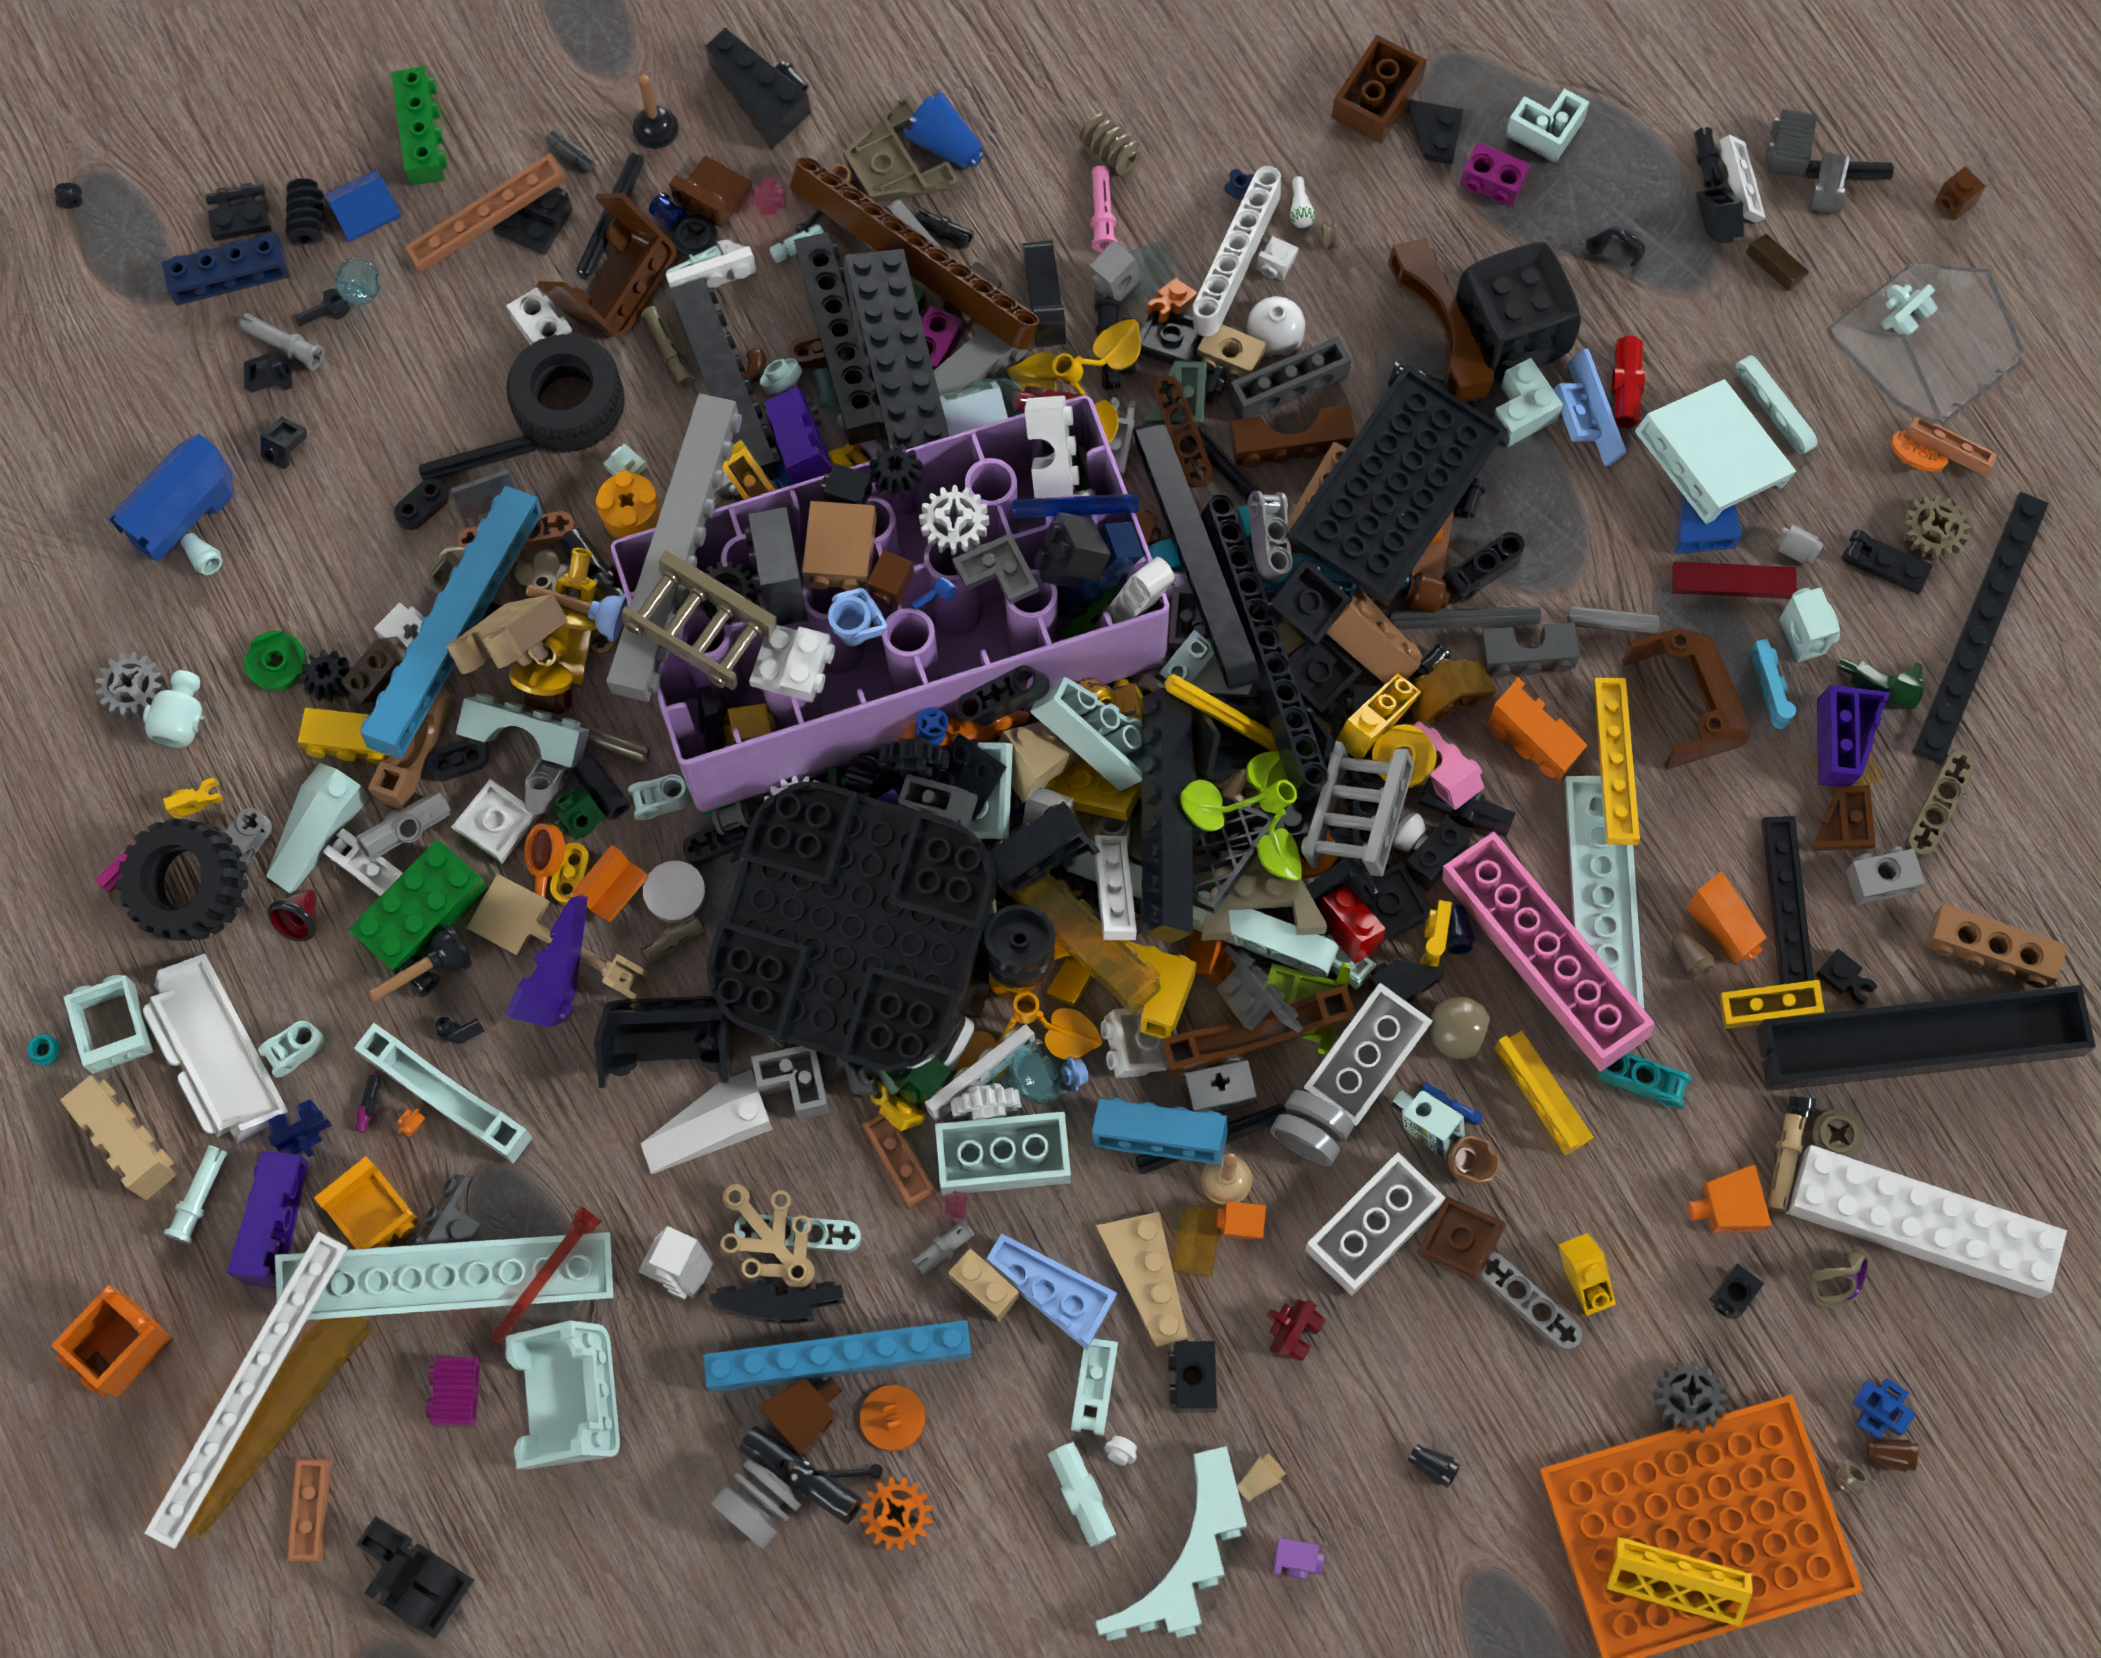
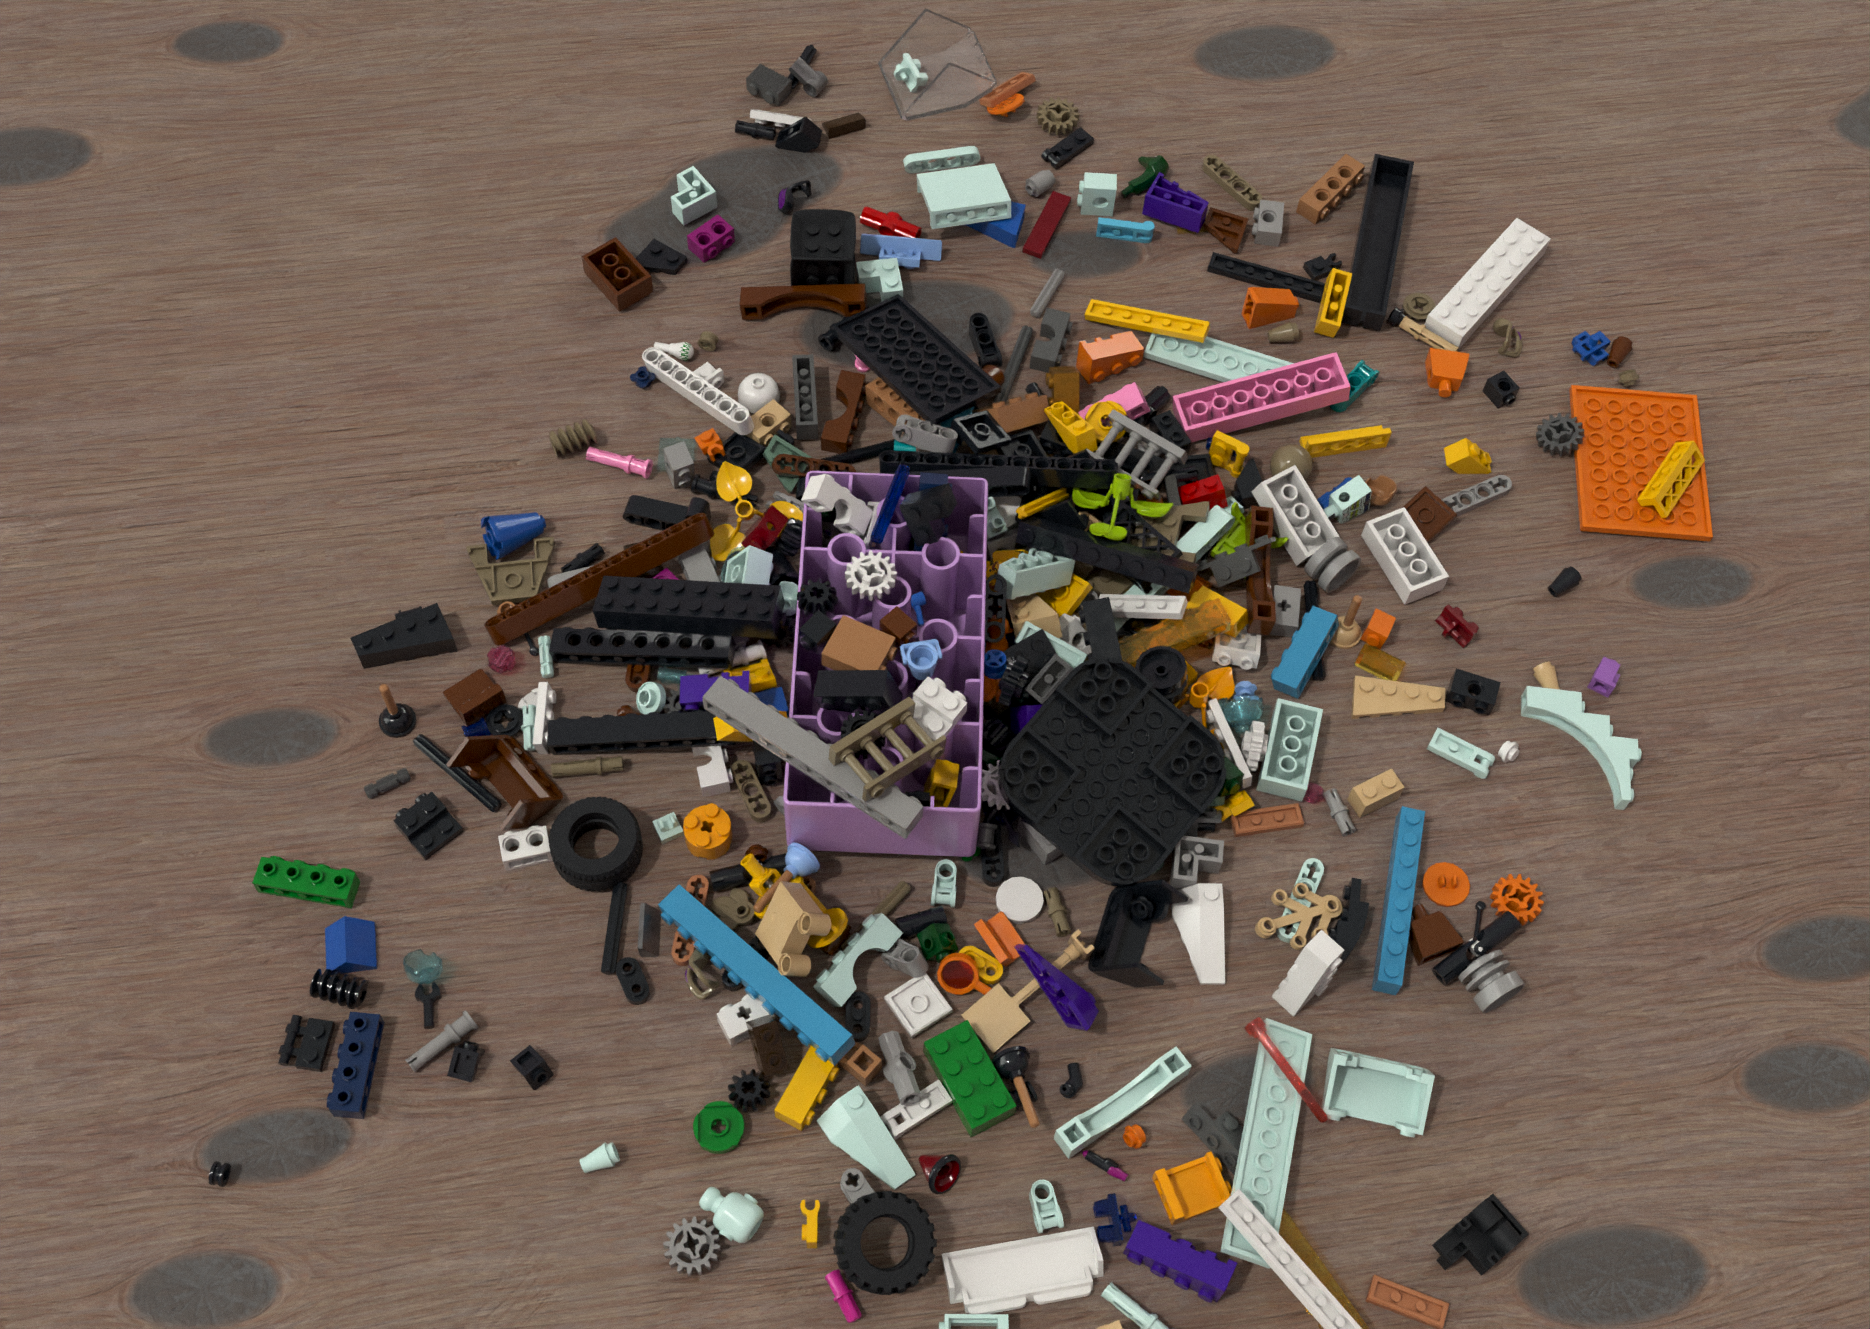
camera: 75 degrees left, 10 degrees down
(174, 497) = (547, 1160): blue brick -> none
(454, 1392) = (1350, 1165): magenta brick -> none
(485, 212) = (414, 853): nougat tile -> none
(1001, 561) = (914, 558): flat silver plate -> none
(1055, 1290) = (1393, 750): light blue wing -> none
(1081, 1494) = (1532, 784): light aqua piece -> none
(1140, 592) = (969, 495): white beam -> none
(1725, 722) = (1117, 261): reddish brown windscreen -> none
(1960, 193) = (846, 21): reddish brown brick -> none
(1980, 628) = (1128, 122): black plate -> none

